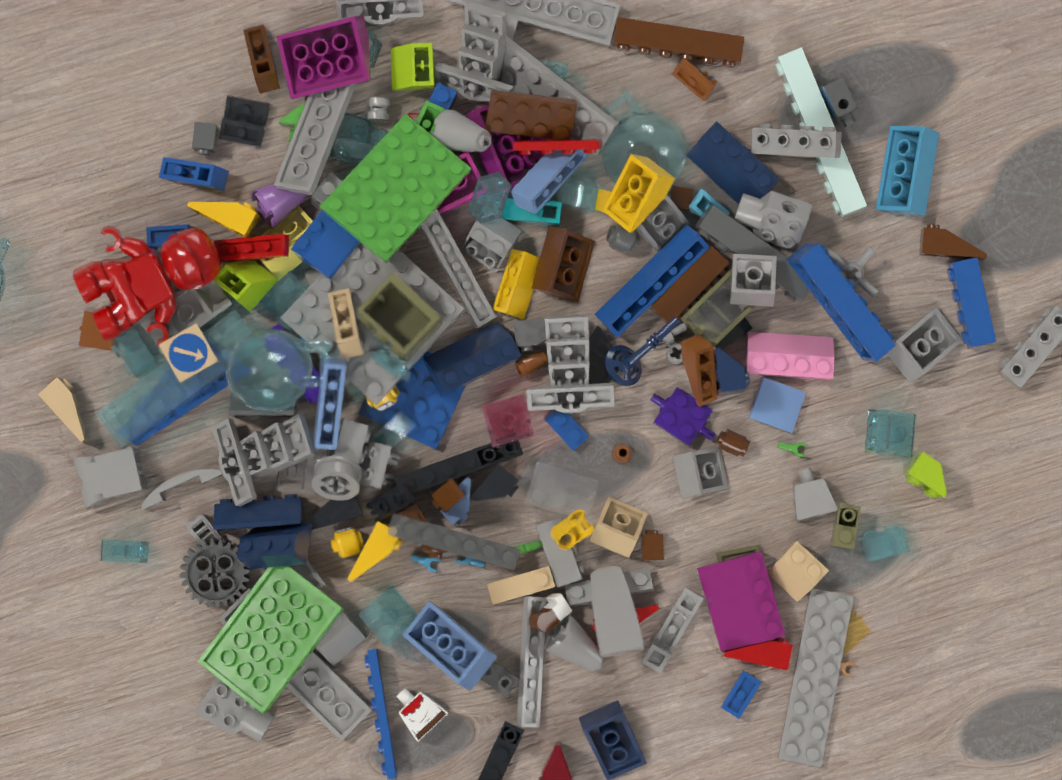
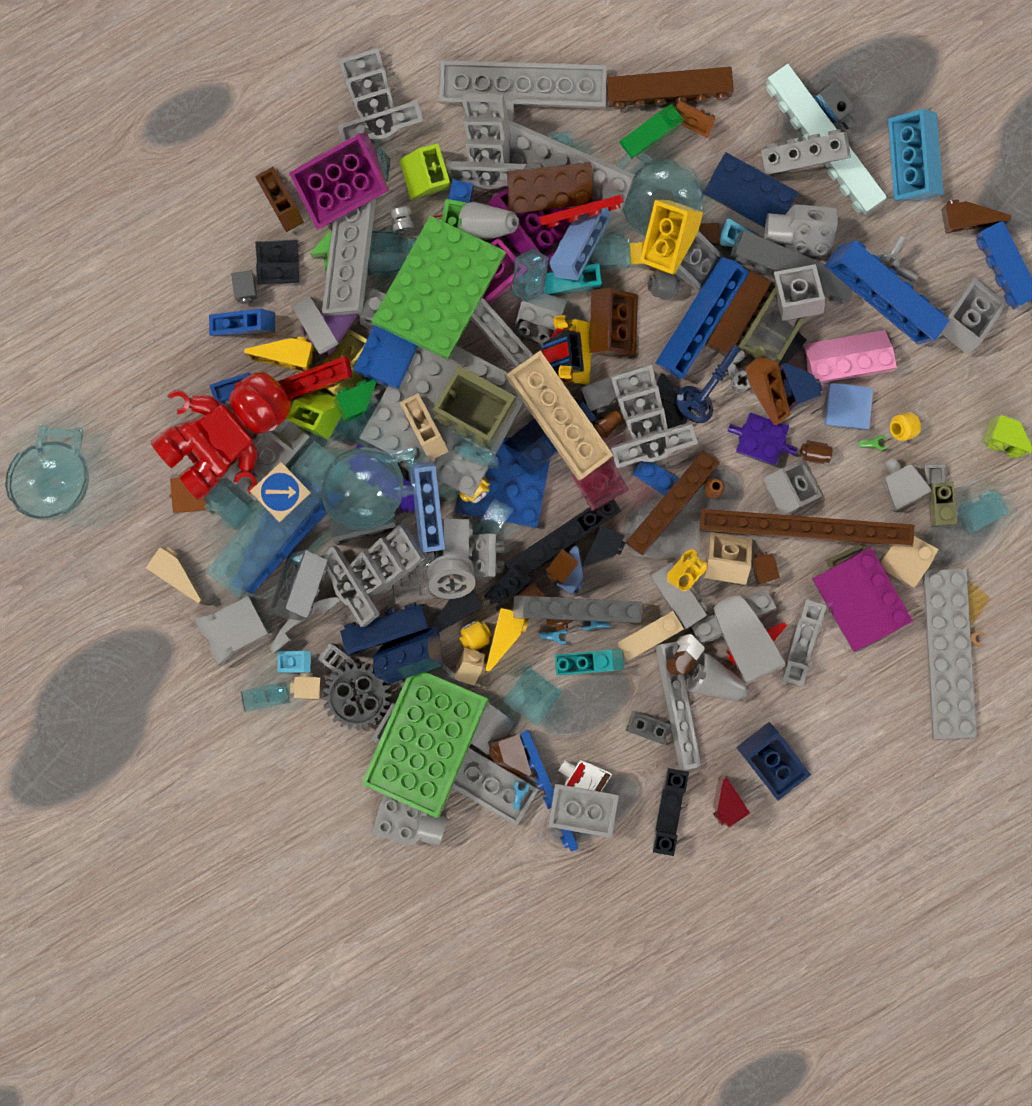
camera: 20 degrees left, 0 degrees up
(161, 523) = (293, 661): none -> medium azure slope
(168, 551) = (306, 686): none -> tan brick
(184, 449) = (298, 585): none -> slope
(263, 194) = (314, 324): none -> light grey slope
(283, 281) = (354, 402): none -> green slope
(334, 571) = (470, 666): none -> tan brick
(351, 711) = (519, 795): none -> dark azure piece
(352, 668) = (510, 754): none -> slope
(409, 742) = (583, 810): none -> light grey plate
(449, 646) = (598, 709): medium blue brick -> none
(454, 596) = (589, 662): none -> teal slope
(483, 345) = (559, 415): none -> tan plate
(503, 281) = (564, 350): none -> torso
(535, 545) = (649, 597): bright green piece -> none
(576, 458) = (672, 503): none -> reddish brown plate
(648, 82) = (652, 131): none -> green slope
(703, 516) = (807, 527): none -> reddish brown plate
(741, 694) = (883, 687): blue plate -> none
(766, 653) = (900, 642): red slope -> none
(828, 439) = (905, 426): none -> yellow head
(846, 493) = (934, 473): none -> light grey tile
(890, 433) = (961, 406): clear light blue slope -> none

